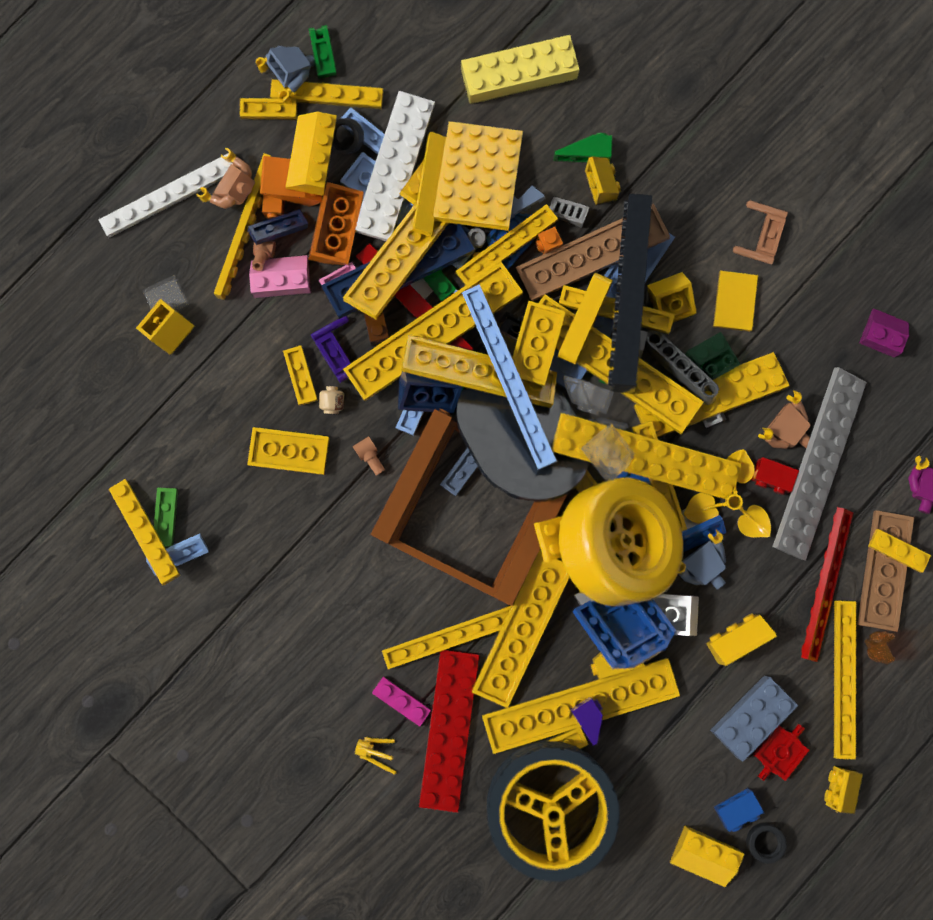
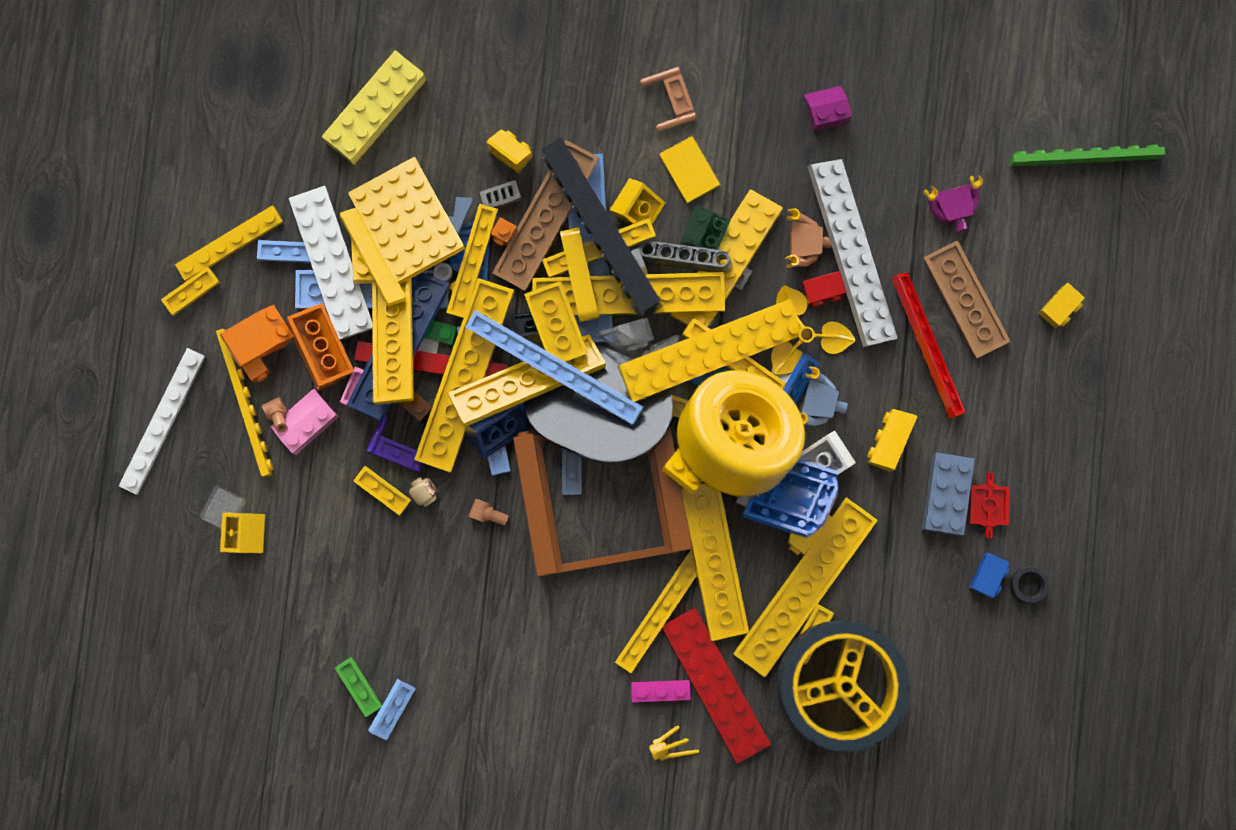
camera: 35 degrees left, 0 degrees up
(144, 532) = (351, 711): yellow plate -> none
(233, 186) = (211, 375): nougat torso -> none
(278, 227) = (273, 383): dark blue plate -> none
(288, 451) = (419, 558): yellow plate -> none
(289, 67) = (183, 244): sand blue torso -> none
(311, 153) = (257, 303): yellow slope -> none
(322, 52) = (200, 211): green plate -> none
(358, 137) = (265, 279): black tyre -> none
(580, 151) = (478, 134): green slope -> none
(589, 718) = (819, 591): dark purple slope -> none
(609, 452) = (679, 369): clear slope -> none
(706, 856) = (991, 631): yellow slope -> none
(843, 790) = (1058, 498): yellow slope -> none
(845, 679) = (997, 410): yellow plate -> none
(878, 648) = (1004, 366): clear orange bracket -> none
(899, 550) = (965, 276): yellow plate -> none

